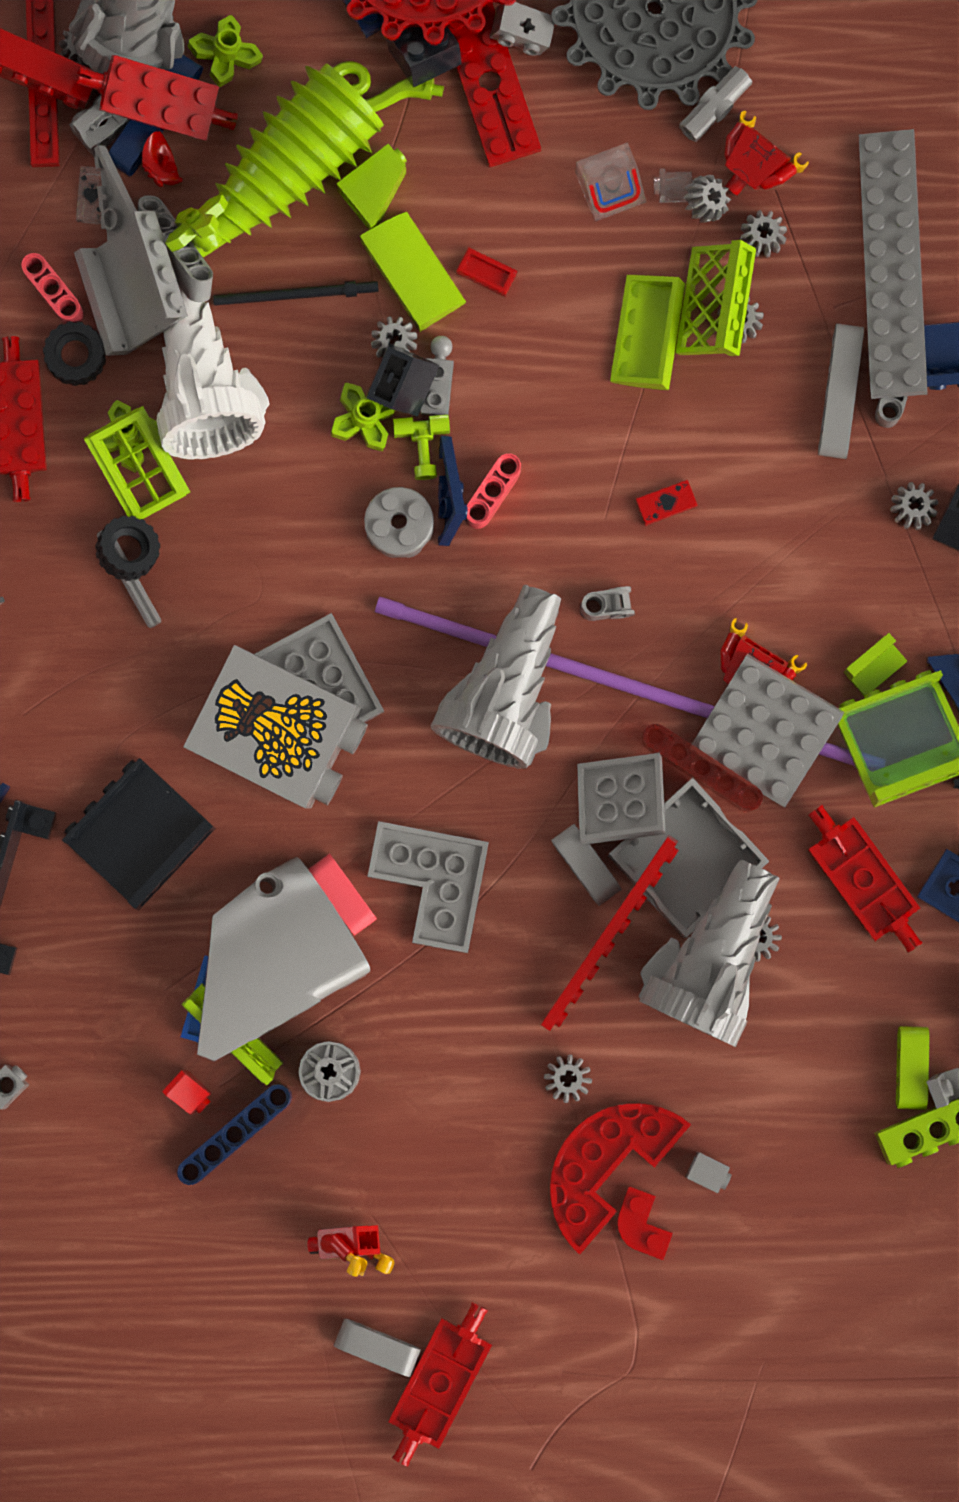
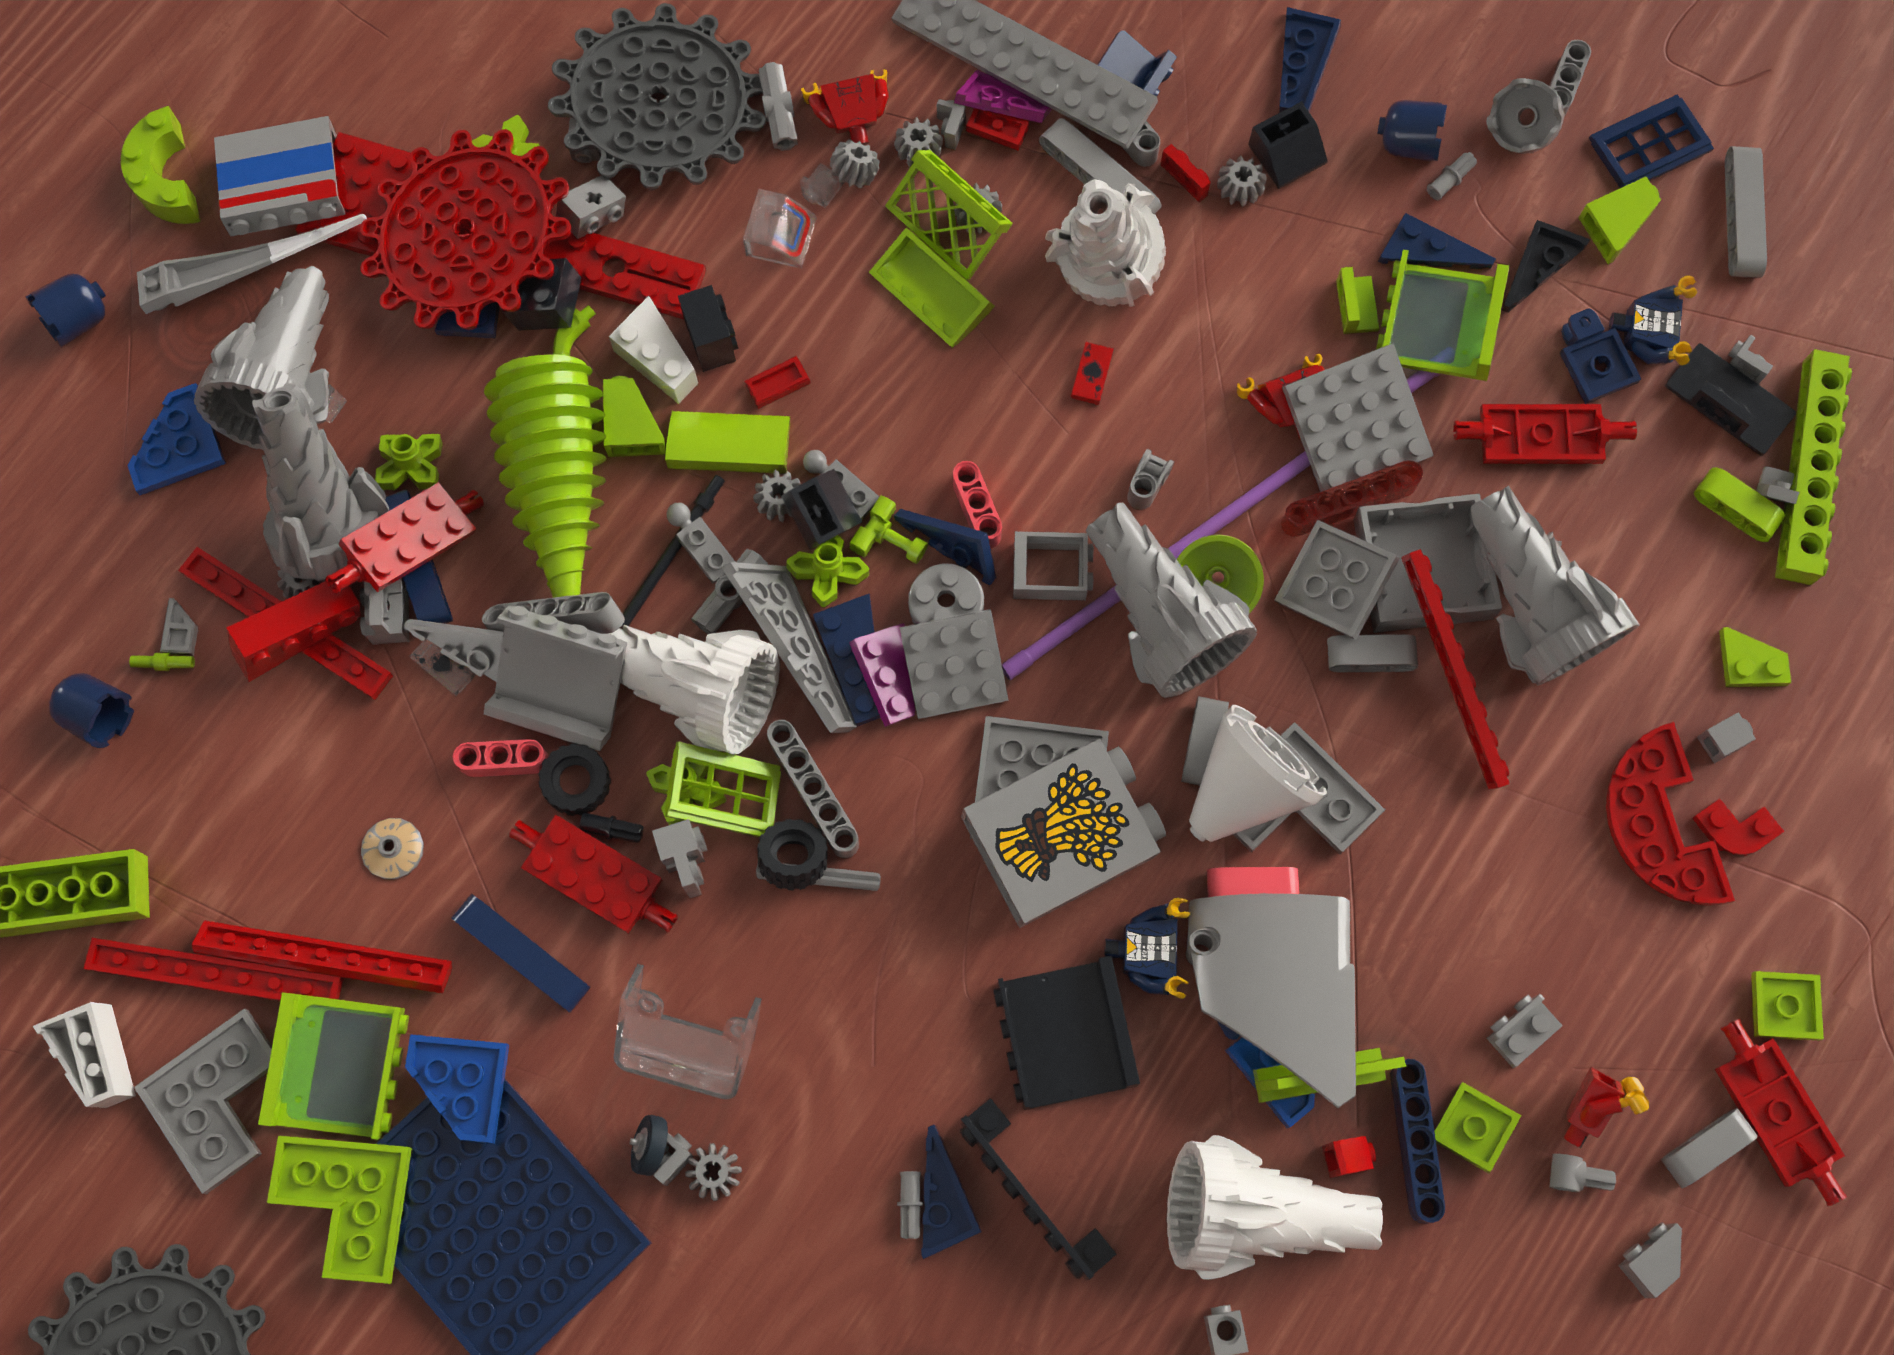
camera: 55 degrees left, 10 degrees down
(59, 405) = (611, 827): none -> black axle
(72, 467) = (681, 850): none -> light grey brick
(92, 1039) = (1231, 1209): none -> white cone
(159, 161) = (461, 584): red hat -> none
(188, 514) = (811, 774): none -> light grey beam
(198, 226) = (552, 576): lime plant -> none
(240, 852) = (1151, 949): none -> torso
(264, 1358) = (1656, 1262): none -> light grey slope
(274, 359) = (719, 607): none -> light grey piece
(275, 1170) = (1476, 1127): none -> lime plate
(288, 1259) = (1572, 1174): none -> light grey axle
(296, 414) = (785, 621): none -> light grey wing
(314, 517) = (886, 673): none -> magenta wing
(316, 310) = (699, 542): none -> light grey plate
(316, 478) = (838, 628): none -> dark blue wing
(336, 1087) = (1401, 1018): light grey wheel -> none
(353, 561) = (954, 663): none -> light grey plate
(372, 1161) = (1524, 1030): none -> light grey bracket
(415, 837) = (1250, 779): none -> white cone
(427, 786) = (1202, 736): none -> light grey beam
(442, 161) = (654, 351): none -> white wedge
(468, 556) = (1052, 541): none -> light grey window
(485, 189) = (709, 327): none -> black brick
(526, 1341) = (1787, 1005): none -> lime plate
(571, 729) = (1233, 559): none -> lime dish
(574, 1086) = (1549, 798): light grey gear -> none
(779, 449) = (1112, 253): none -> white cone
(787, 1156) = (1752, 661): none -> lime wing
(797, 250) = (953, 121): none -> light grey bracket
(823, 284) = (998, 128): none -> red plate
(846, 265) = (992, 95): none -> magenta wing
(888, 469) = (1185, 173): none -> red plate

